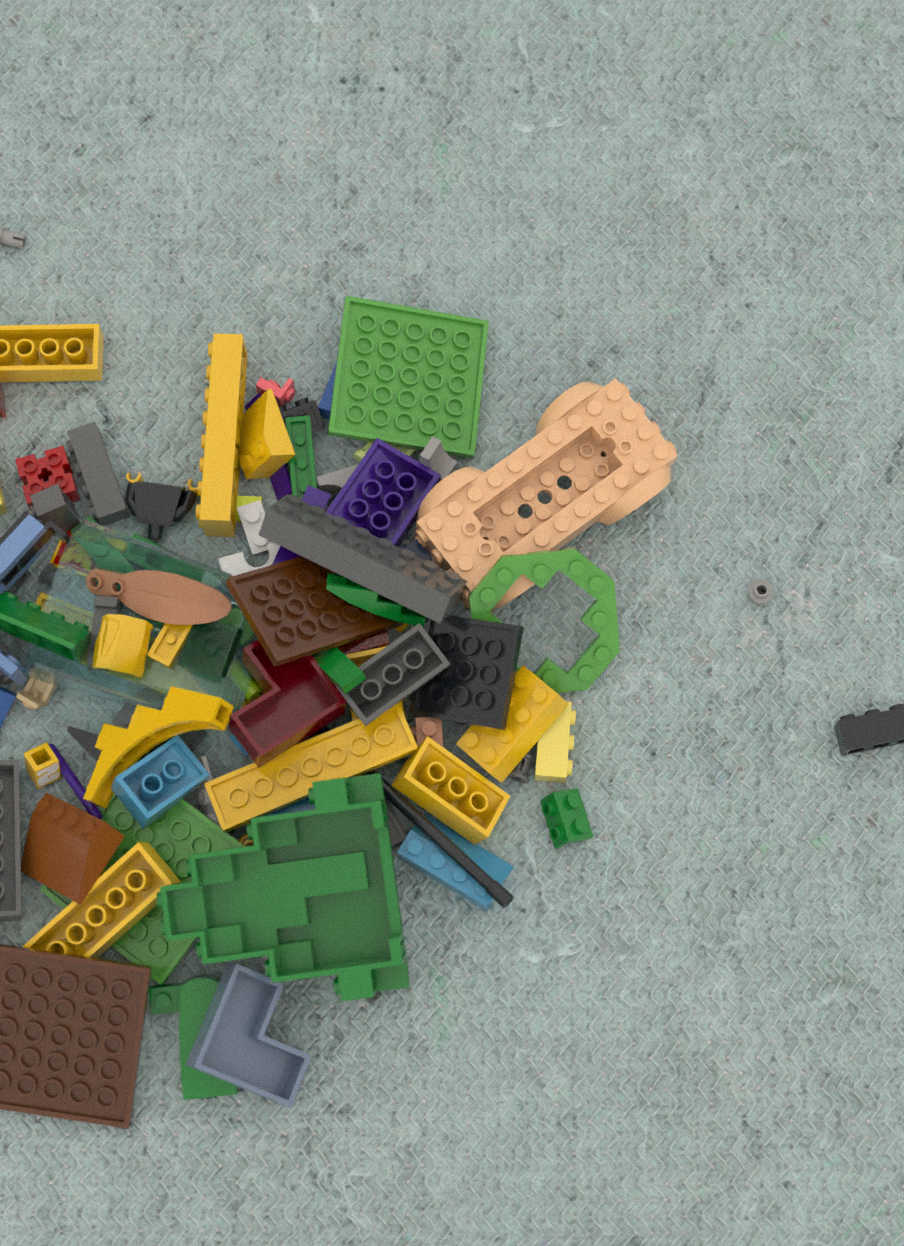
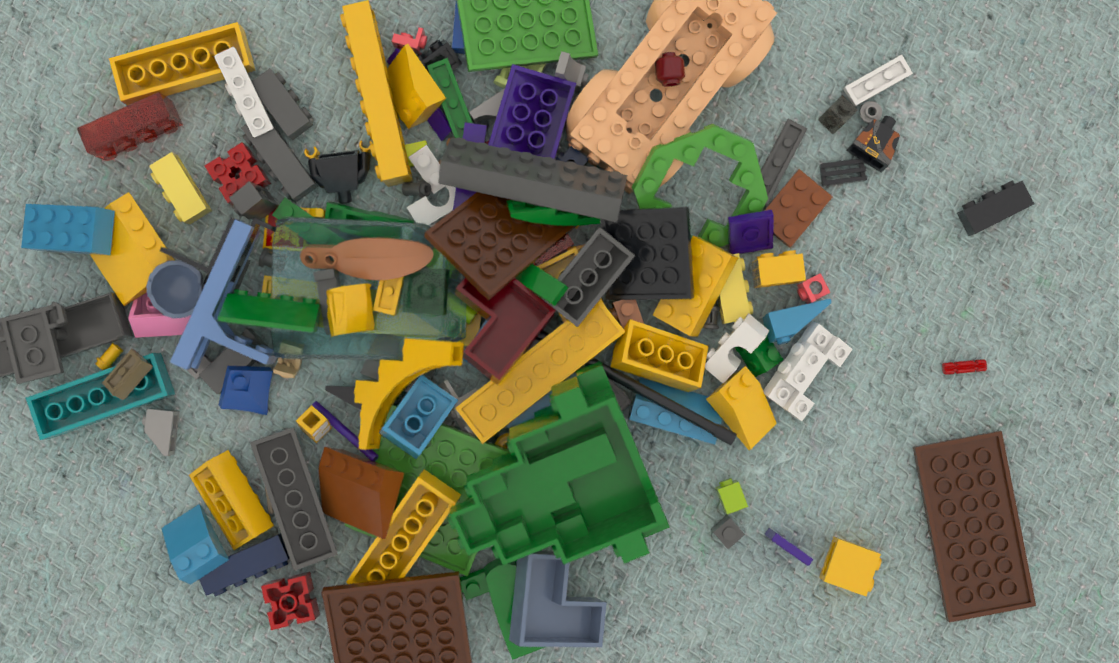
camera: 20 degrees left, 15 degrees up
(82, 395) = (241, 87): none -> white bracket
(119, 420) = (282, 104): none -> dark grey brick
(236, 544) = (416, 188): none -> dark grey pin
(476, 1015) = (727, 531): none -> dark grey brick
(491, 975) = (731, 496): none -> lime brick
(522, 816) = (746, 334): none -> white arch
(532, 875) = (743, 407): none -> yellow slope
(541, 1049) = (787, 546): none -> dark purple tile
(545, 484) = (670, 69): none -> dark red head
(591, 683) = (750, 232): none -> dark purple tile
(610, 792) = (788, 322): none -> dark azure slope
(610, 848) = (802, 366): none -> white bracket
(610, 1096) = (850, 566): none -> yellow piece
(611, 731) = (778, 270): none -> yellow brick
(636, 767) = (805, 292): none -> coral bracket
(647, 615) = (781, 155): none -> dark grey tile
(649, 673) = (797, 207): none -> dark orange plate
(714, 639) = (861, 170): none -> black tile
(722, 584) = (837, 114): none -> clear smoke bracket
(756, 624) = (876, 143): none -> torso
(769, 1090) = (974, 526): none -> reddish brown plate
(776, 560) = (877, 80): none -> white plate
(801, 900) = (964, 366): none -> red axle

